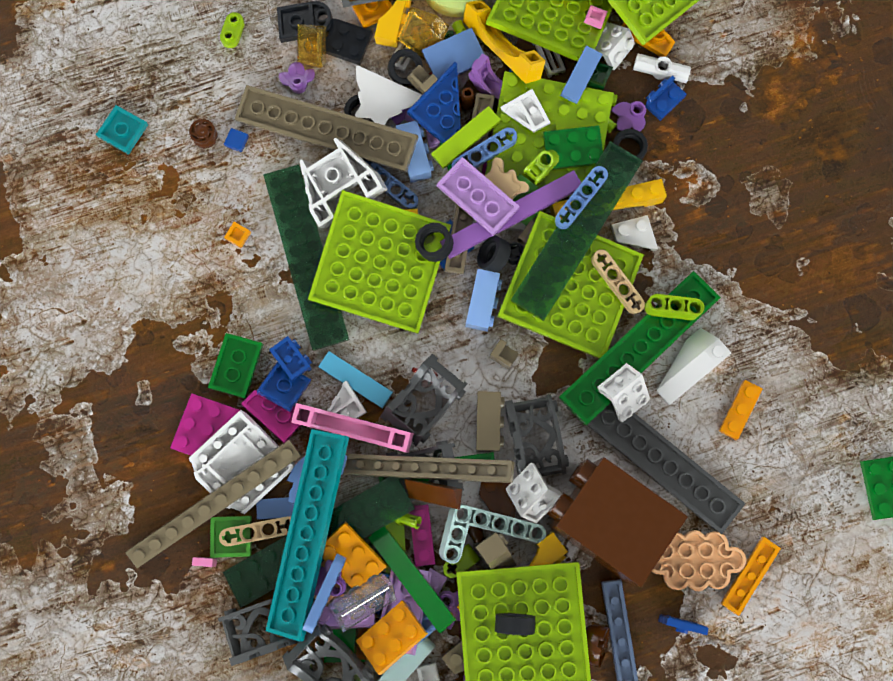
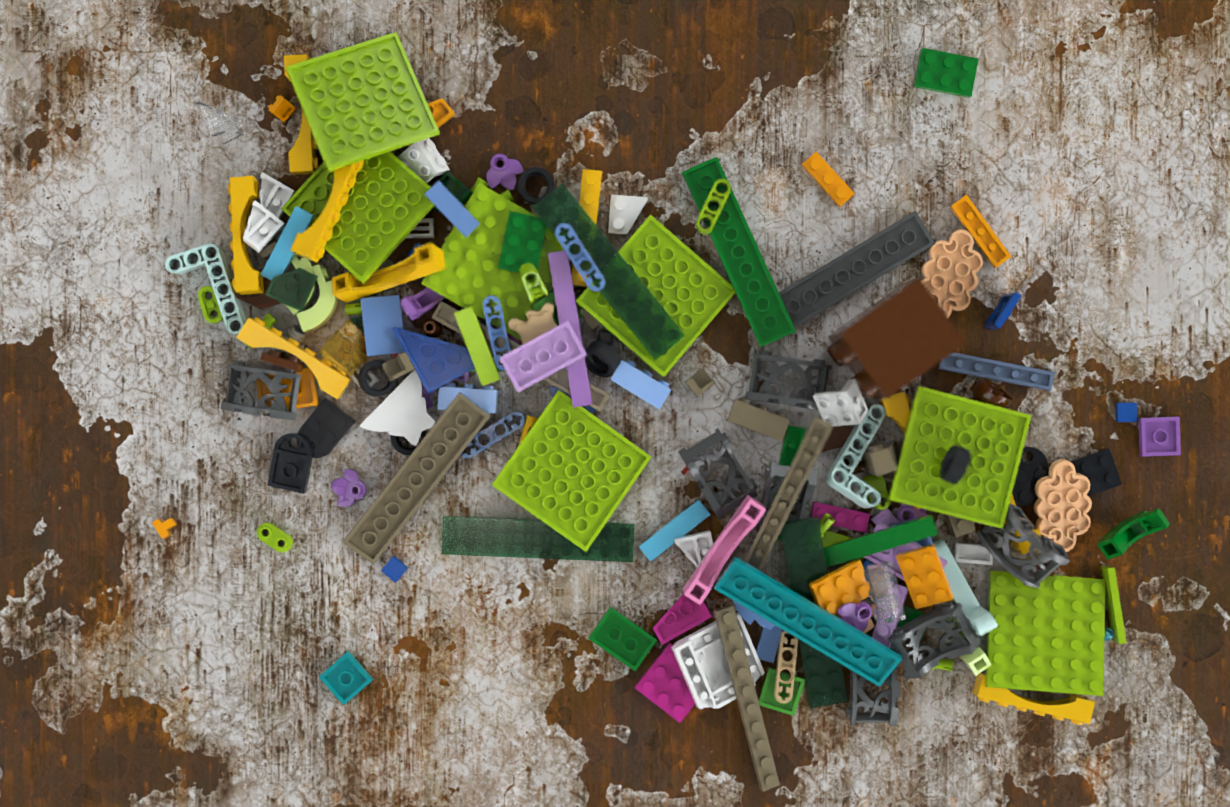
camera: 70 degrees left, 10 degrees up
(202, 561) = (795, 722): bright pink tile -> none
(203, 134) = (377, 599): reddish brown wheel -> none
(237, 234) = (495, 598): light orange tile -> none
(281, 390) = (658, 599): blue plate -> none
(290, 358) = (634, 585): blue bracket -> none
(311, 45) = (323, 463): clear yellow slope -> none
(324, 593) = (867, 624): medium blue beam -> none
(335, 173) = (473, 486): white wedge -> none
(424, 232) = (561, 422): black tyre -> none
(434, 493) = (812, 495): reddish brown slope -> none
(527, 111) = (473, 276): white wing -> none
(595, 17) = (393, 170): bright pink tile -> none
(614, 284) = (669, 249): tan beam -> none
(626, 391) = (777, 284): white bracket -> none
(651, 66) = (472, 111): white piece -> none
(665, 98) = (498, 130): blue bracket -> none
(695, 360) = (769, 206): white wedge -> none

